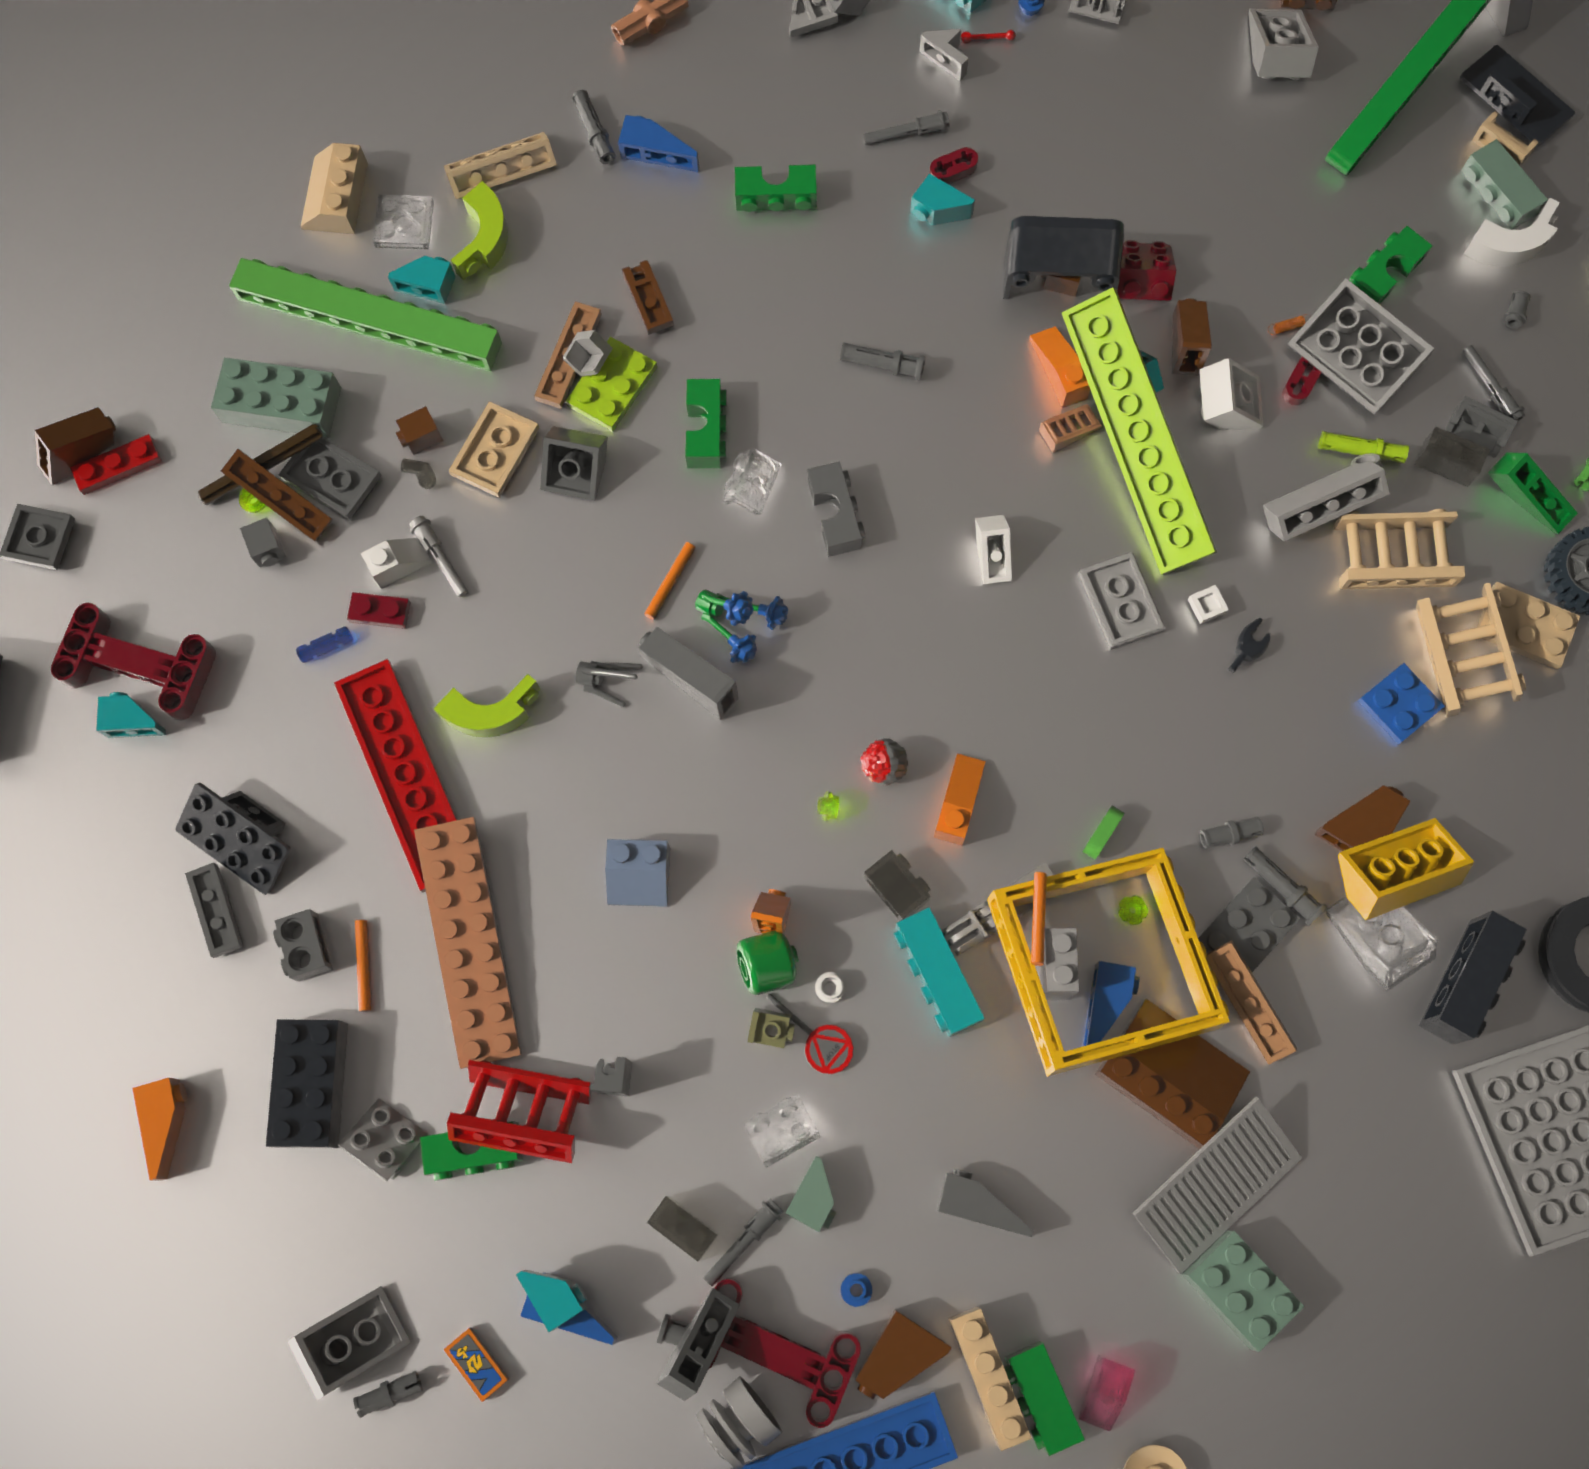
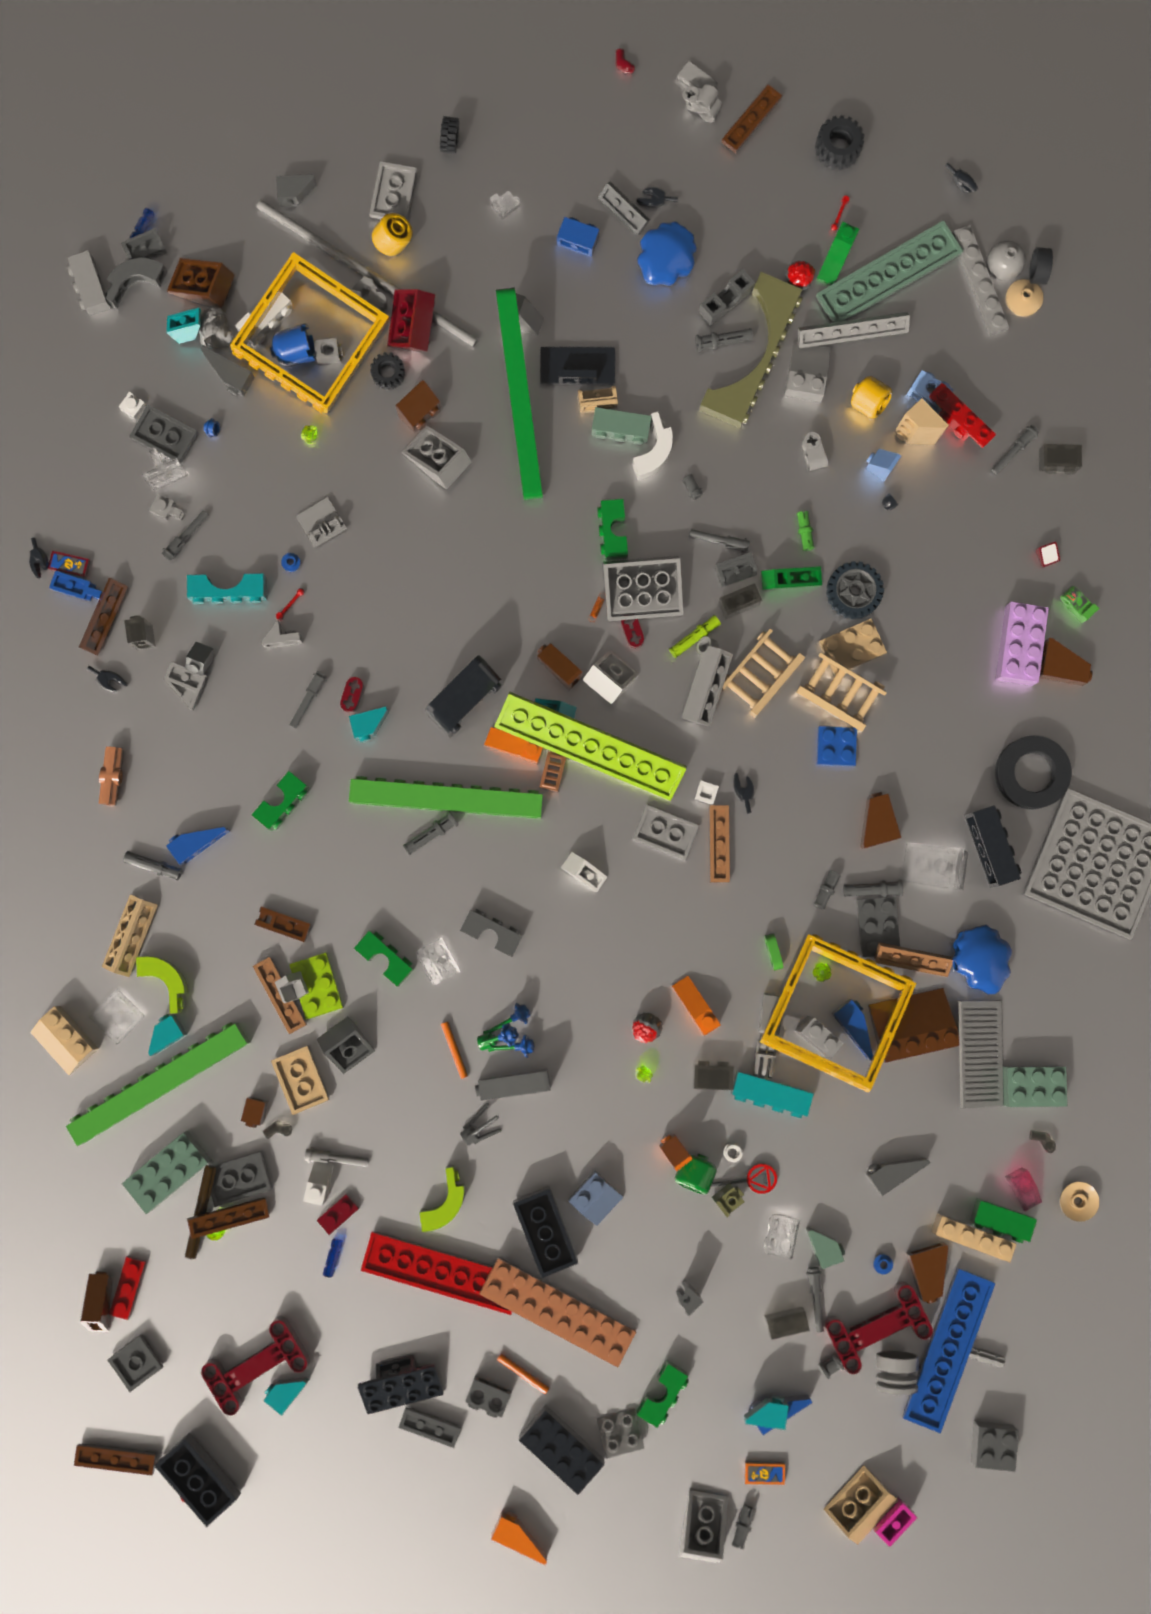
camera: 55 degrees left, 10 degrees up
(263, 543) = (247, 1245): dark grey brick -> none
(517, 1138) = (683, 1365): red fence -> none
(549, 846) = (545, 1232): none -> black brick
(698, 1346) = (849, 1363): dark grey slope -> none
(932, 337) = (445, 798): none -> bright green brick
(1038, 924) = (793, 1030): orange bar -> none
(1147, 271) = (501, 651): dark red bracket -> none
(1165, 667) = (719, 844): none -> medium nougat plate
(1190, 1364) = (1045, 1140): none -> clear smoke arm
(1332, 1085) = (982, 958): none -> blue piece
(1402, 868) = (915, 829): yellow slope -> none

